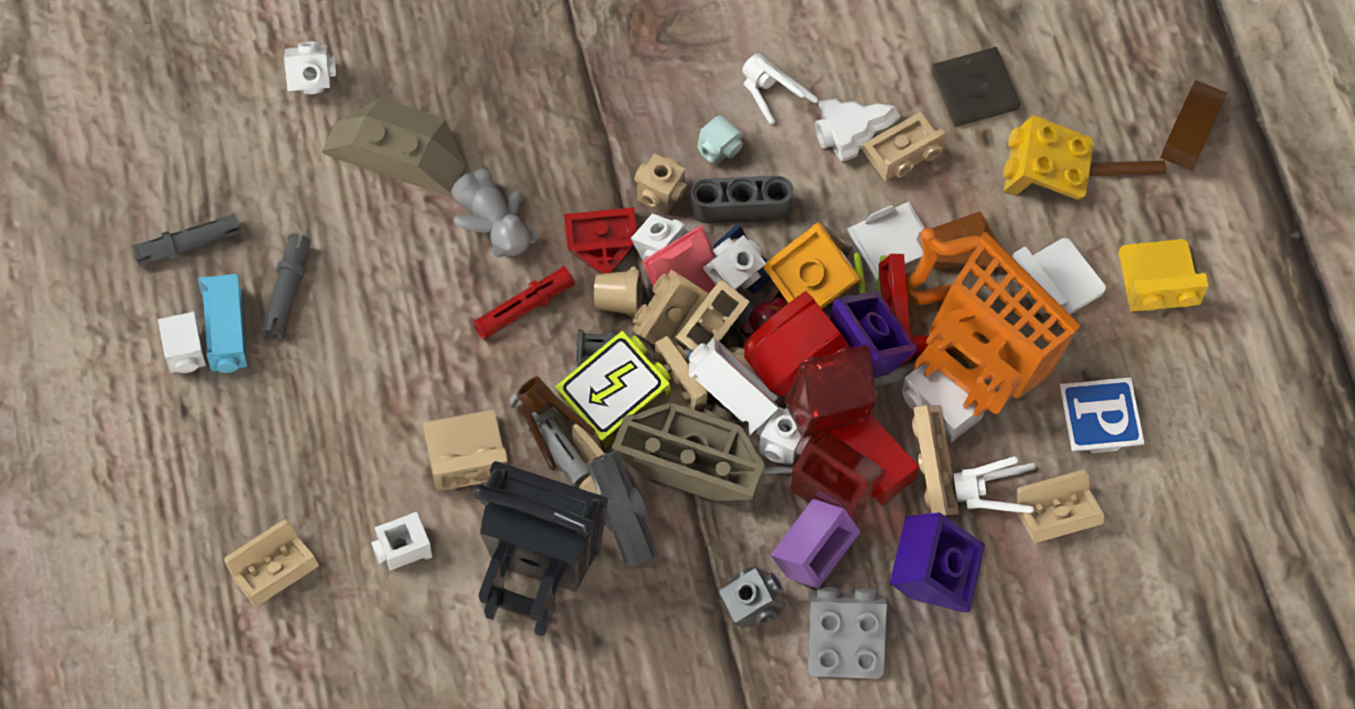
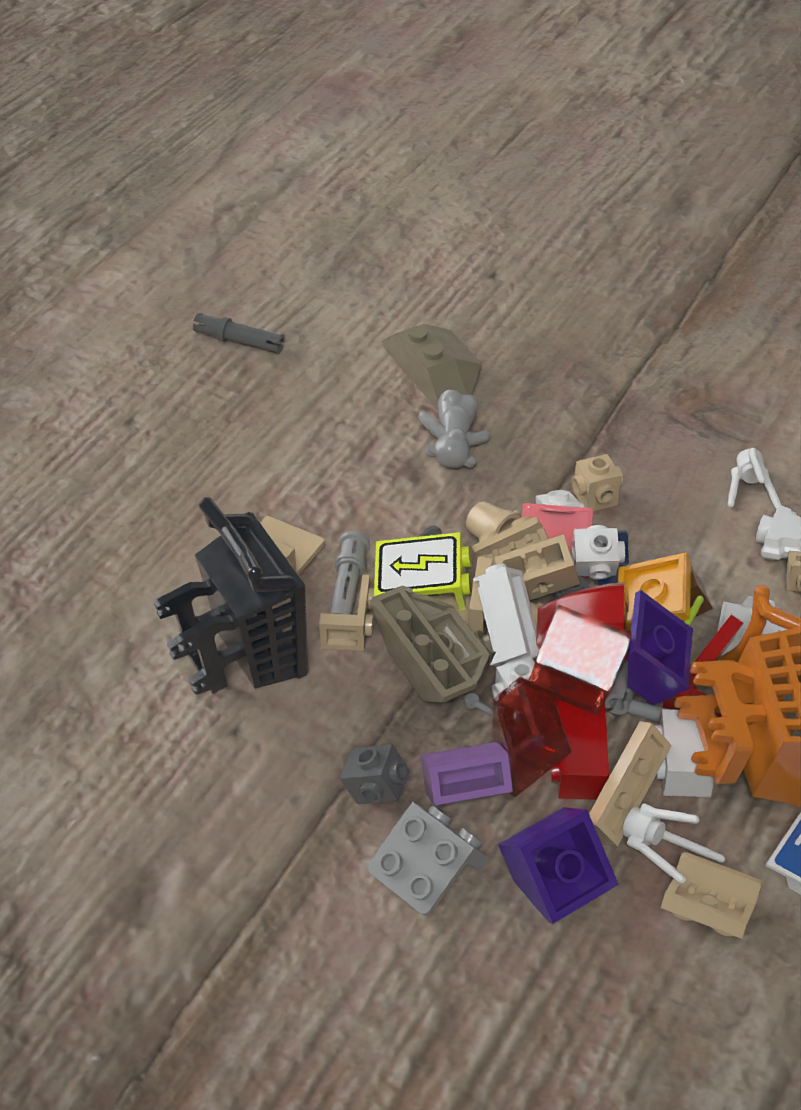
camera: 45 degrees right, 20 degrees down
(181, 343) = (166, 375): white brick -> none
(224, 322) = (206, 385): medium azure window -> none
(270, 562) = (70, 523): tan bracket -> none
(289, 272) = (281, 385): dark grey pin -> none
(306, 79) = (420, 289): white brick -> none
(406, 531) = (167, 567): white brick -> none
(536, 295) = (416, 493): red pin -> none
(540, 399) = (354, 537): reddish brown plant -> none
(601, 237) = (517, 486): red slope -> none
(624, 509) = (337, 644): dark grey piece -> none
(719, 140) = (672, 485): light aqua plate -> none
(755, 189) = (651, 526): dark grey beam -> none

